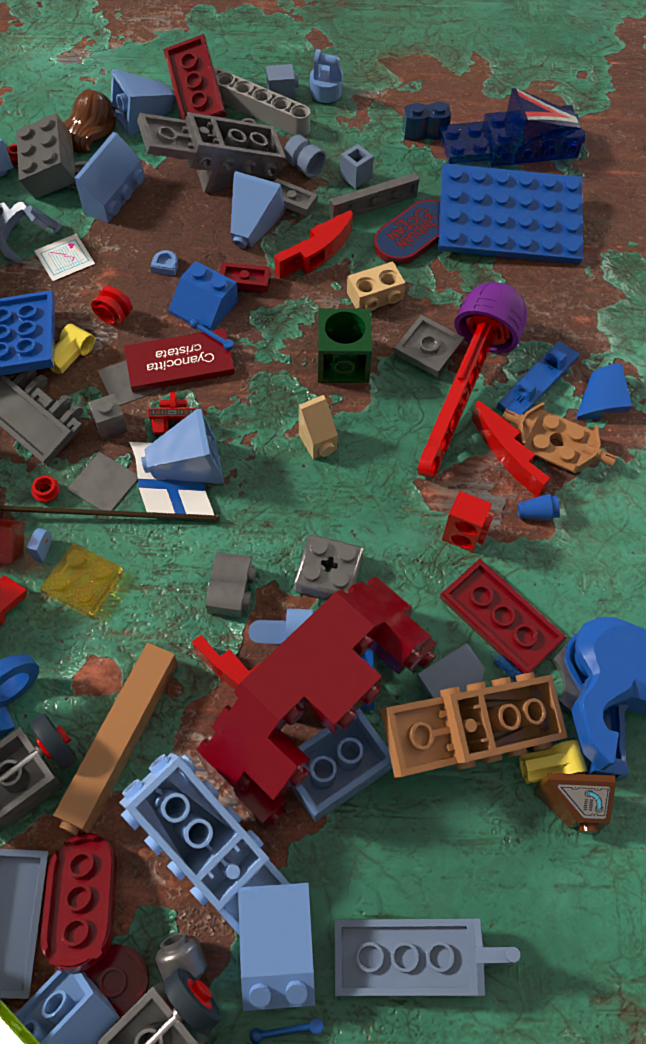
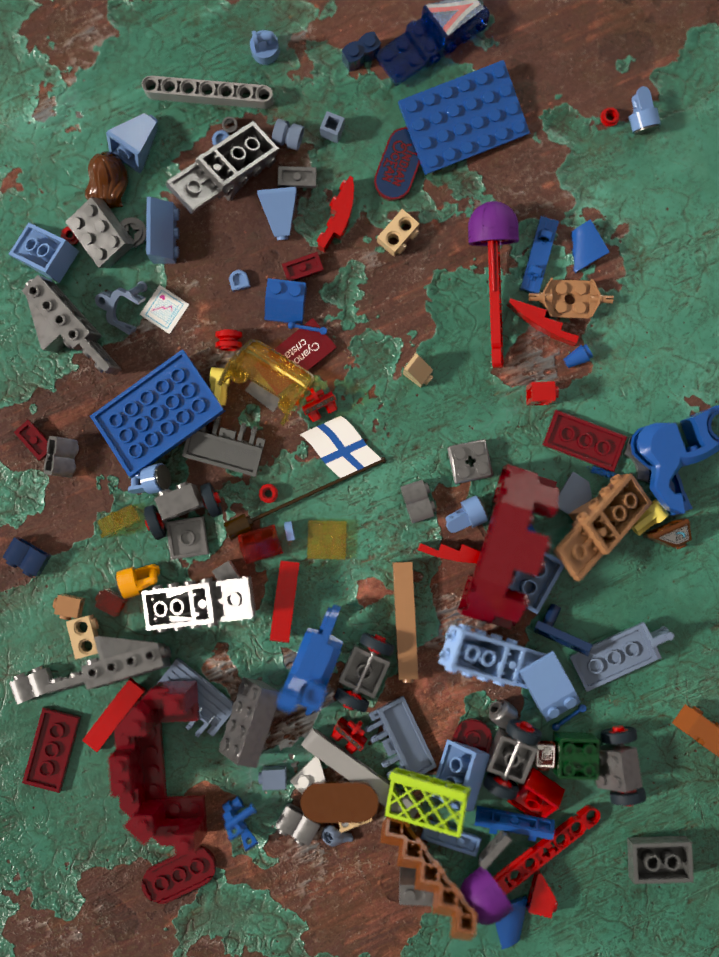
camera: 25 degrees left, 25 degrees up
(79, 903) = (436, 712): dark red tile -> none
(103, 482) = (299, 469): flat silver sticker -> none
(108, 417) = (276, 428): flat silver brick -> none
(133, 349) = (271, 372): none -> clear yellow windscreen
(185, 453) = (344, 429): medium blue slope -> none
(194, 78) = (166, 102): dark red tile -> none
(282, 79) = (228, 61): sand blue brick -> none
(321, 859) = (547, 630): none -> dark blue piece
(344, 345) = (402, 314): dark green brick -> none
(375, 196) = (362, 142): flat silver plate -> none
(428, 345) = (456, 264): flat silver plate -> none

